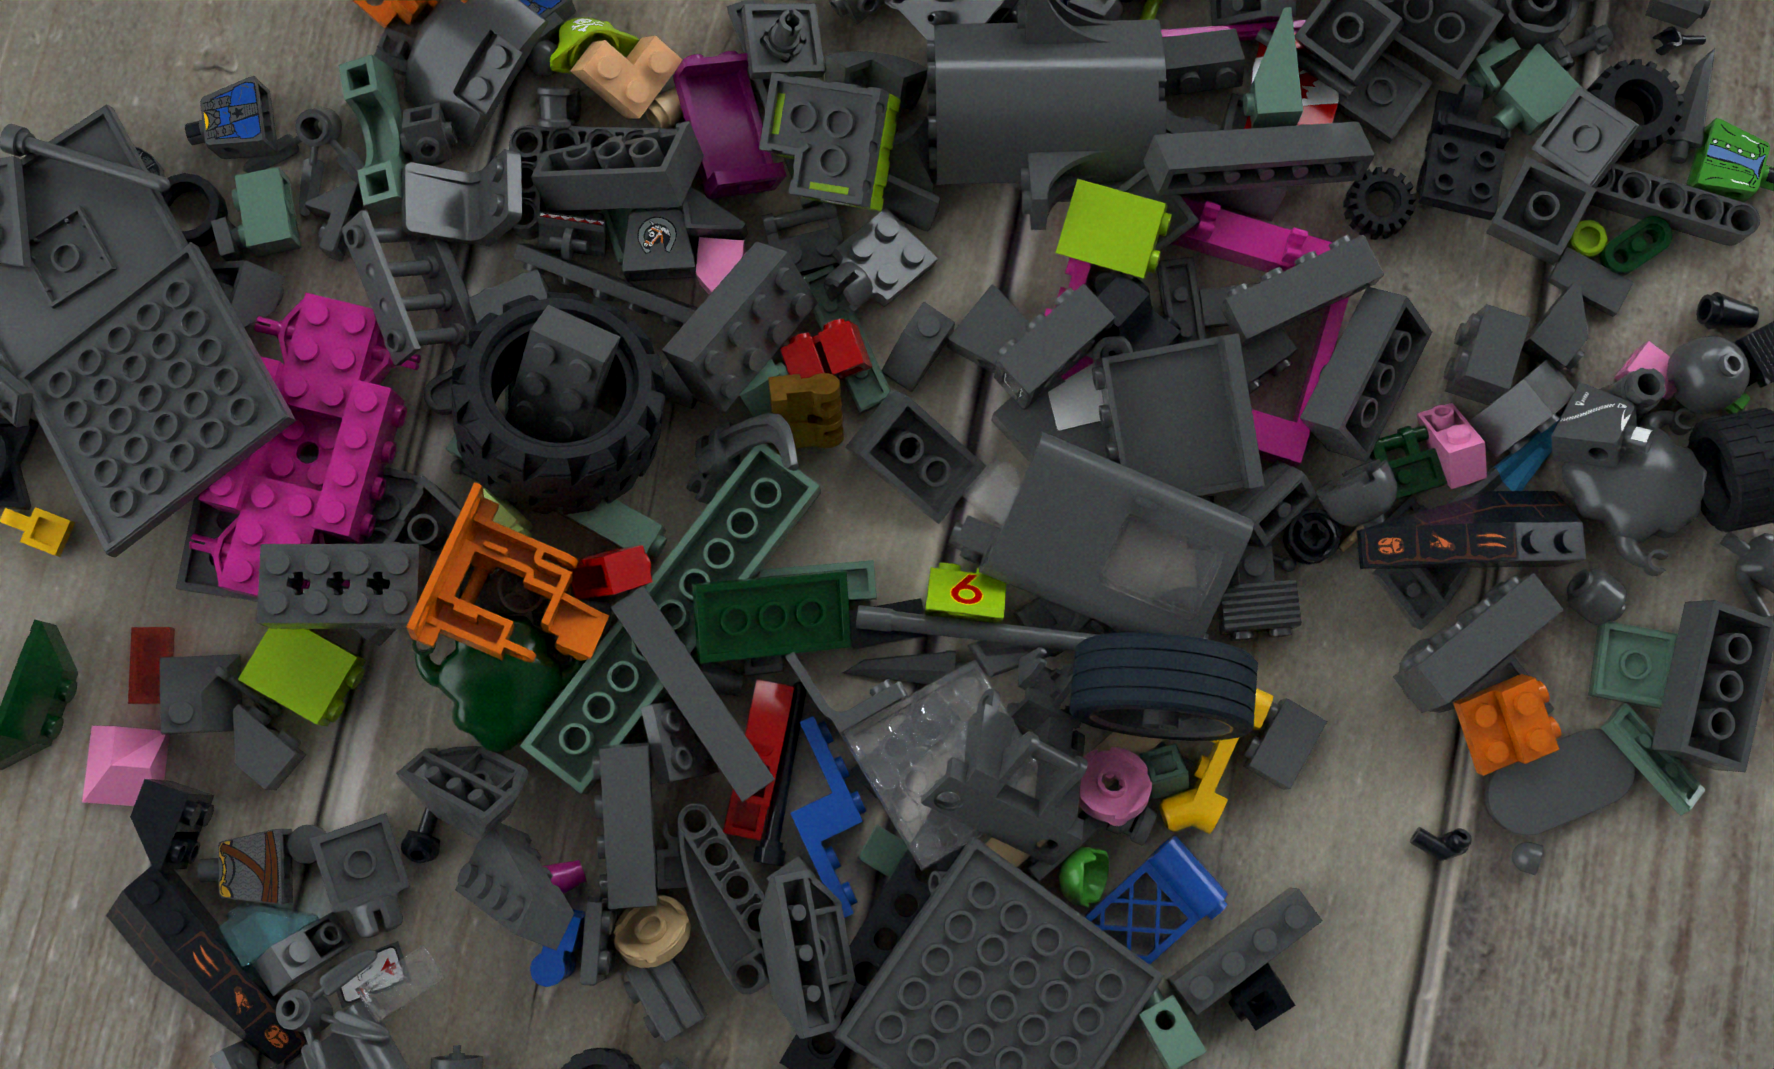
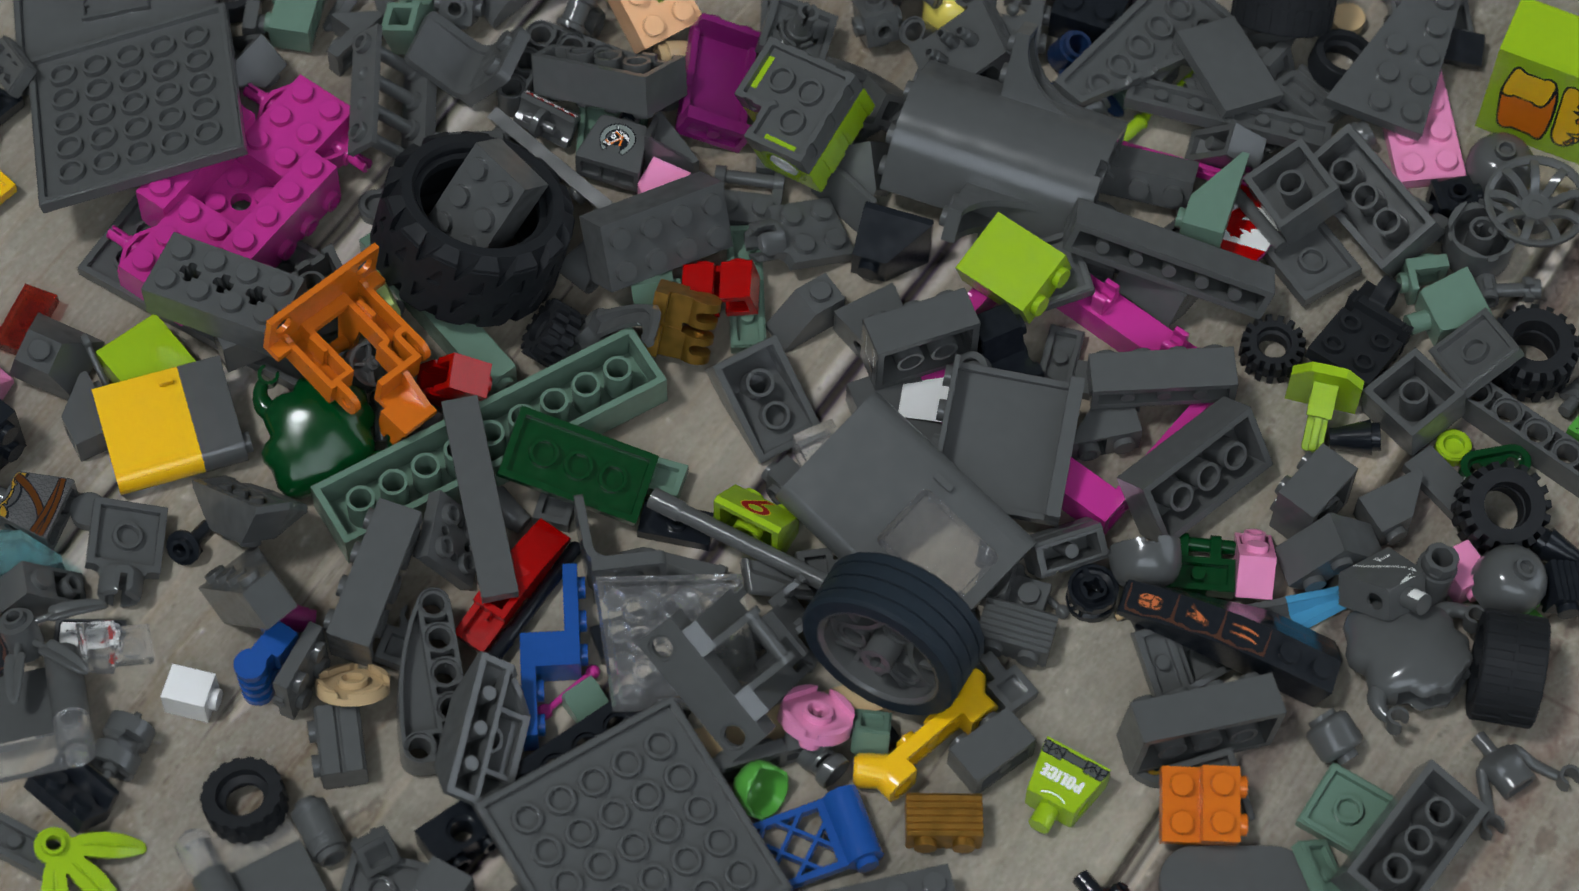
camera: 20 degrees right, 20 degrees down
(348, 727) = (171, 425): none -> yellow door
(498, 1000) = (191, 693): none -> white brick
(681, 474) = (551, 332): none -> black tyre
(845, 871) = (547, 708): none -> dark pink hinge
(970, 240) = (890, 243): none -> black slope
(1270, 835) = (943, 821): none -> pearl gold brick
(1275, 668) = (1006, 687): none -> dark grey plate
(1365, 753) = (1063, 786): none -> lime torso
(1453, 242) = (1324, 390): none -> lime piece
(1498, 266) = (1357, 437): none -> black cone
(1694, 302) = (1520, 488): none -> black tyre

